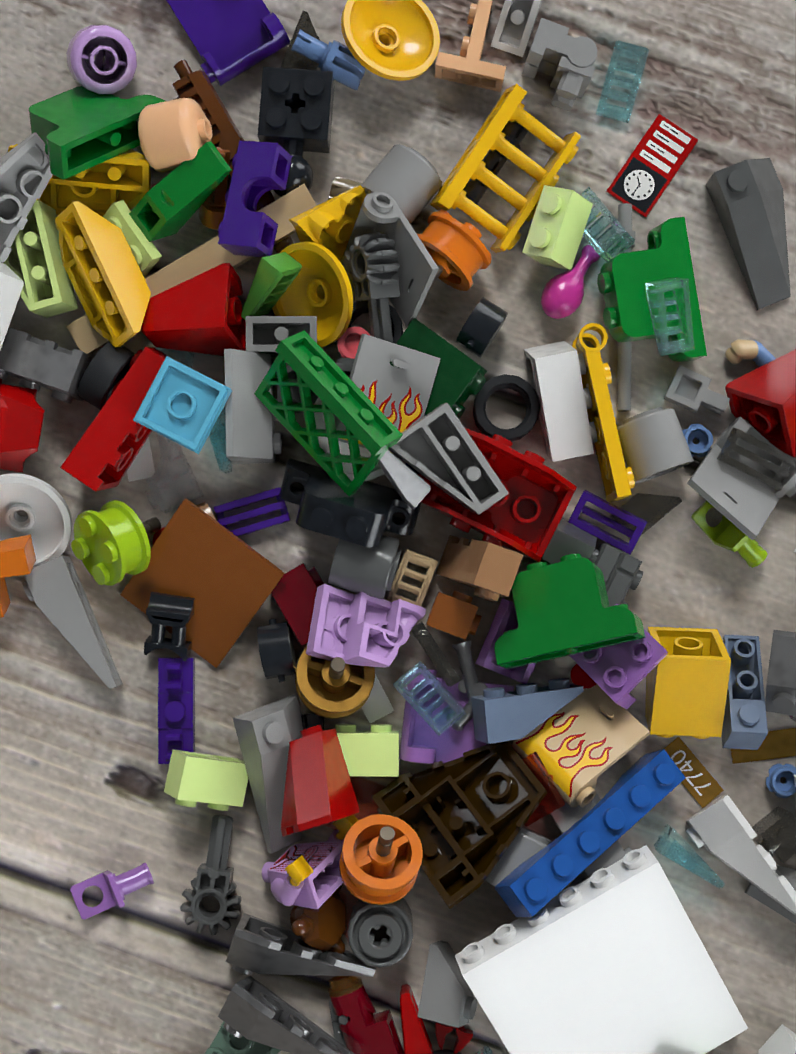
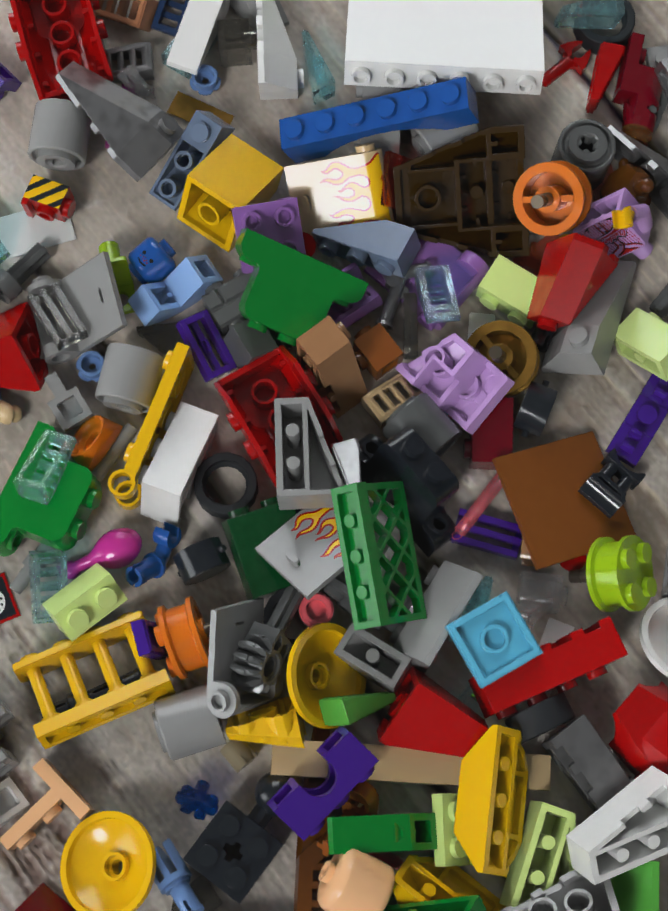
camera: 150 degrees left, 10 degrees down
(273, 535) = (480, 511): none -> coral piece
(354, 134) = (197, 800): none -> clear blue plant
(445, 992) = (561, 84): light grey slope -> none
(485, 223) = (146, 641): none -> dark purple tile
(522, 303) = (155, 562): none -> blue piece
(647, 374) = (94, 440): none -> orange piece
(669, 555) = (177, 292): none -> light blue brick
(698, 779) = (267, 118): pearl gold sticker -> none
(710, 569) = (152, 260): none -> blue head

